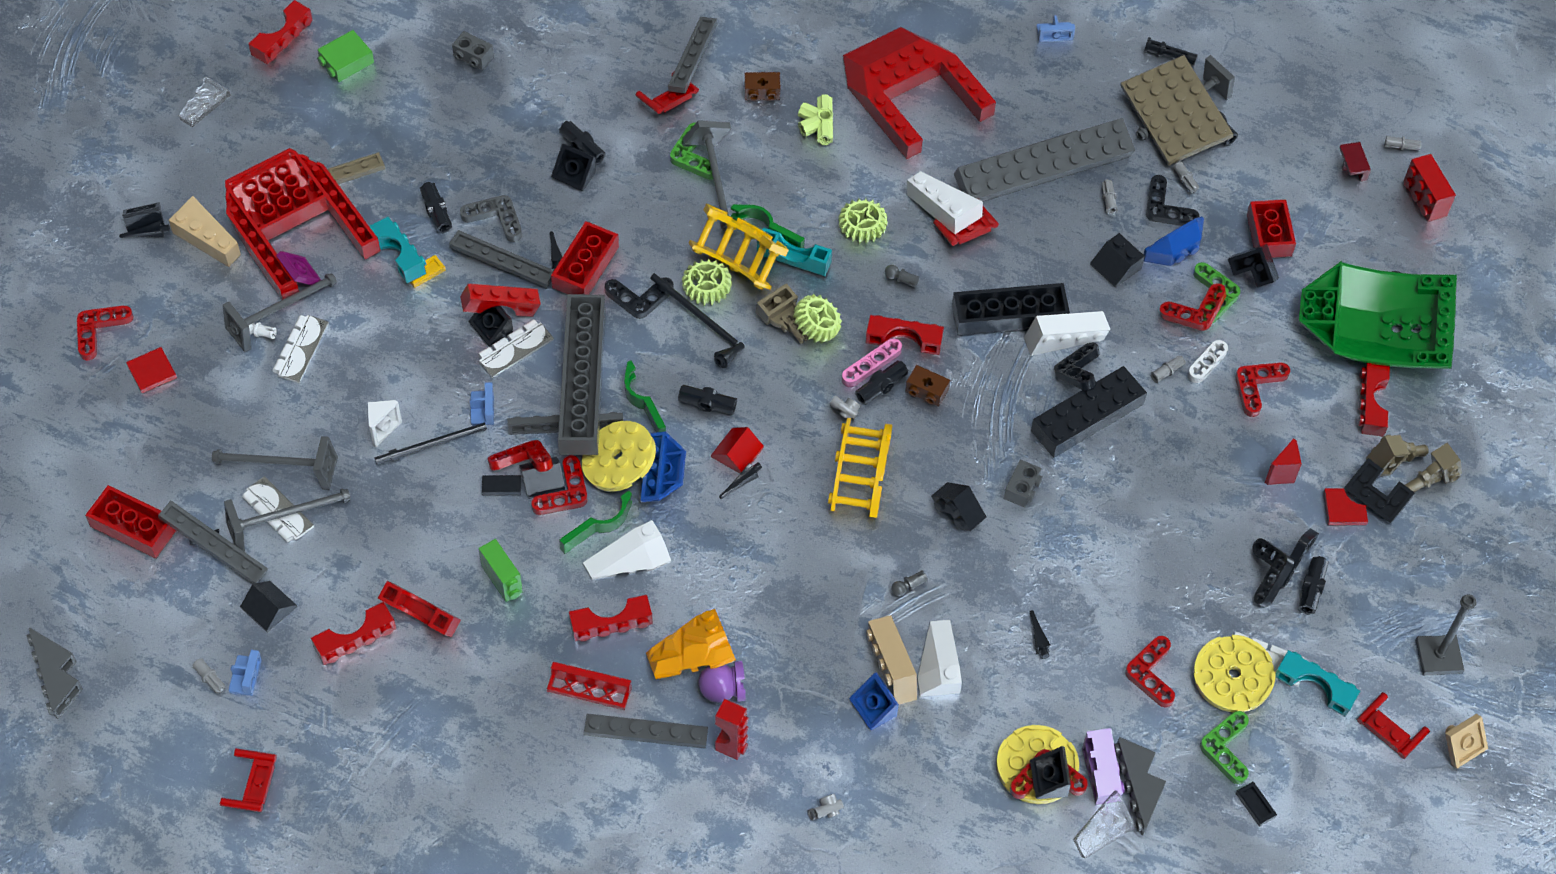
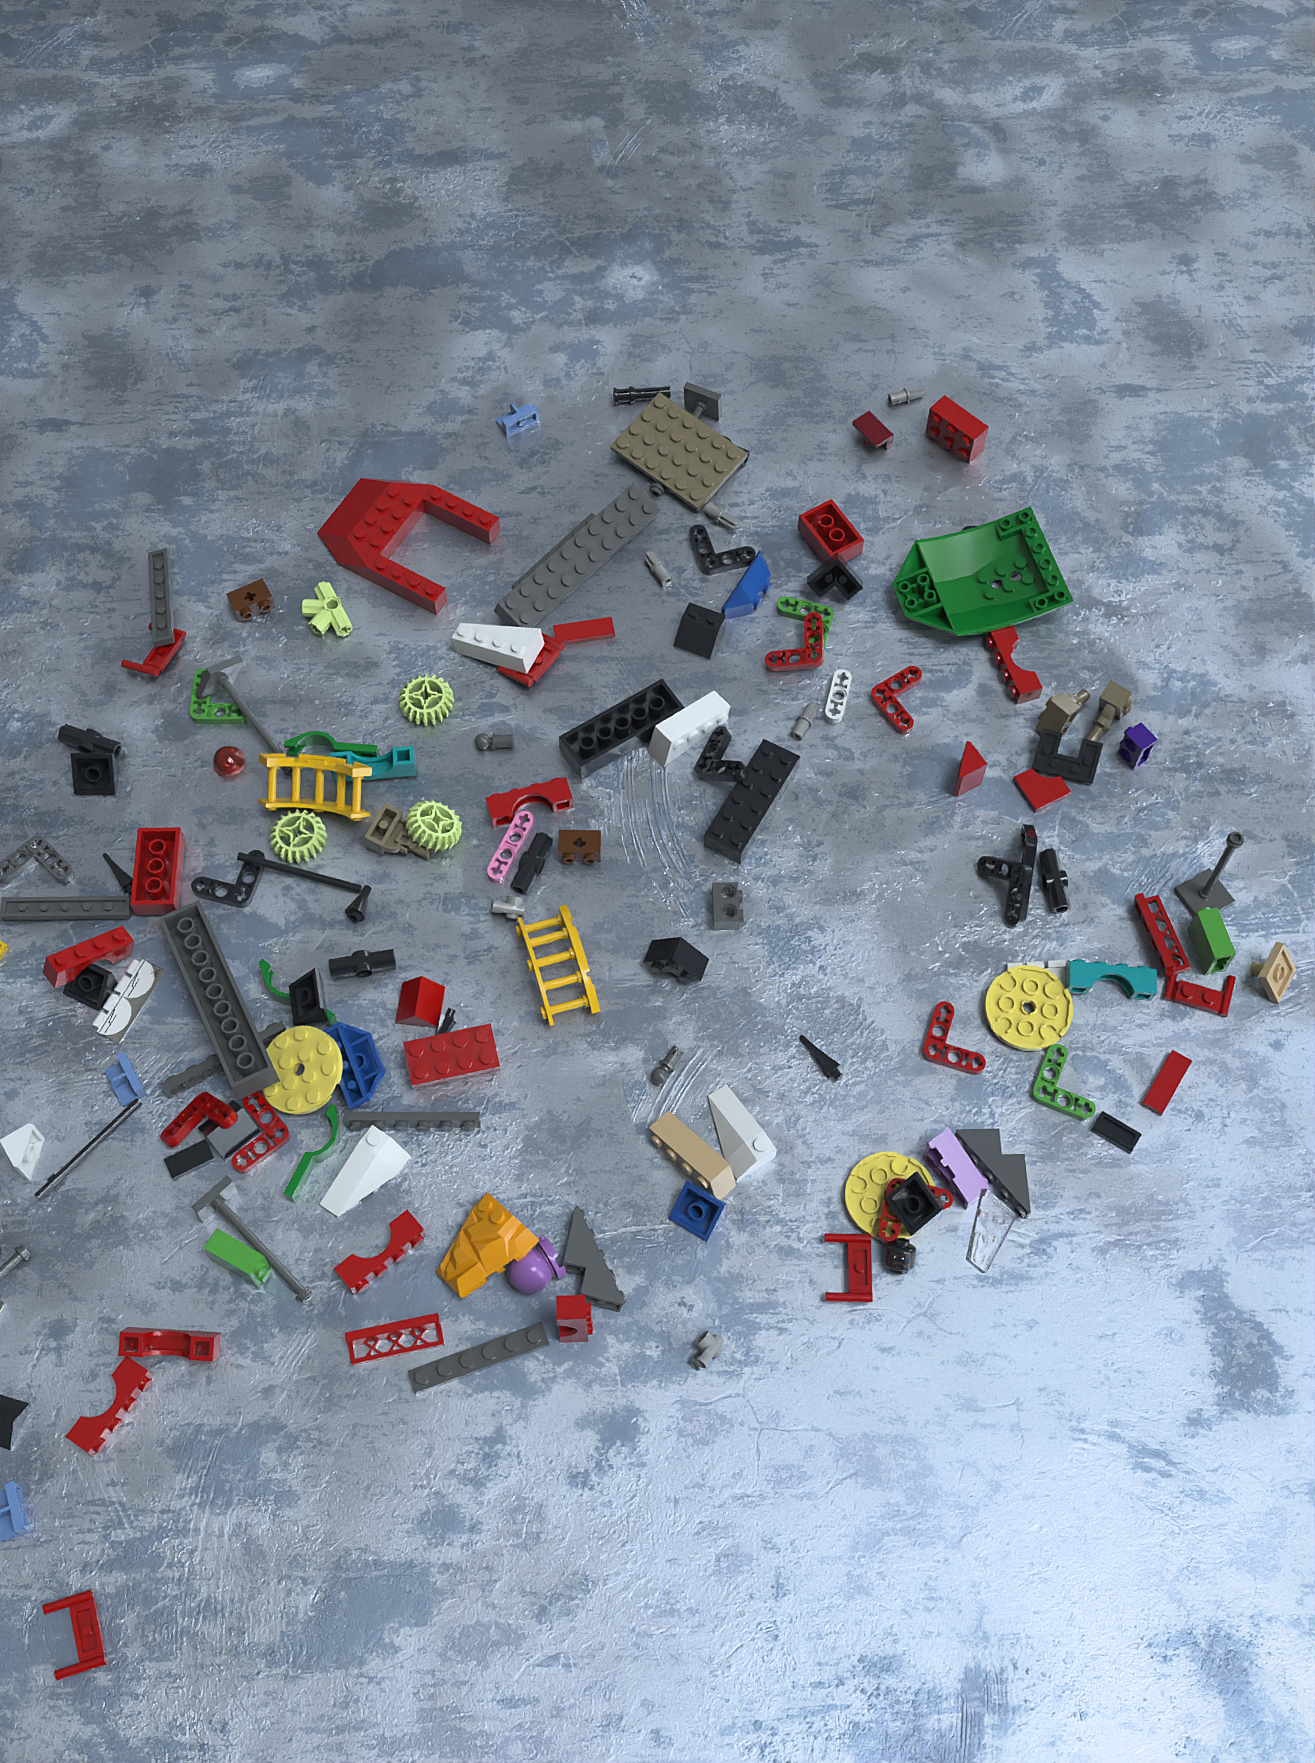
camera: 25 degrees left, 5 degrees up
(505, 521) = (216, 1200): none -> dark grey tile
(651, 404) = (308, 999): none -> black slope
(682, 202) = (228, 761): none -> clear red hair
(686, 532) = (419, 1120): none -> dark grey plate
(741, 498) = (451, 1056): none -> red brick
(767, 698) = (585, 1259): none -> dark grey slope
(982, 804) = (858, 1268): none -> red plate
(1020, 811) = (900, 1256): none -> black head
(1021, 221) = (584, 630): none -> red tile
(1322, 785) = (1166, 1082): none -> red tile
(1376, 664) = (1157, 937): none -> red fence
(1421, 690) = (1211, 941): none -> bright green brick
(1445, 508) = (1137, 745): none -> dark purple brick

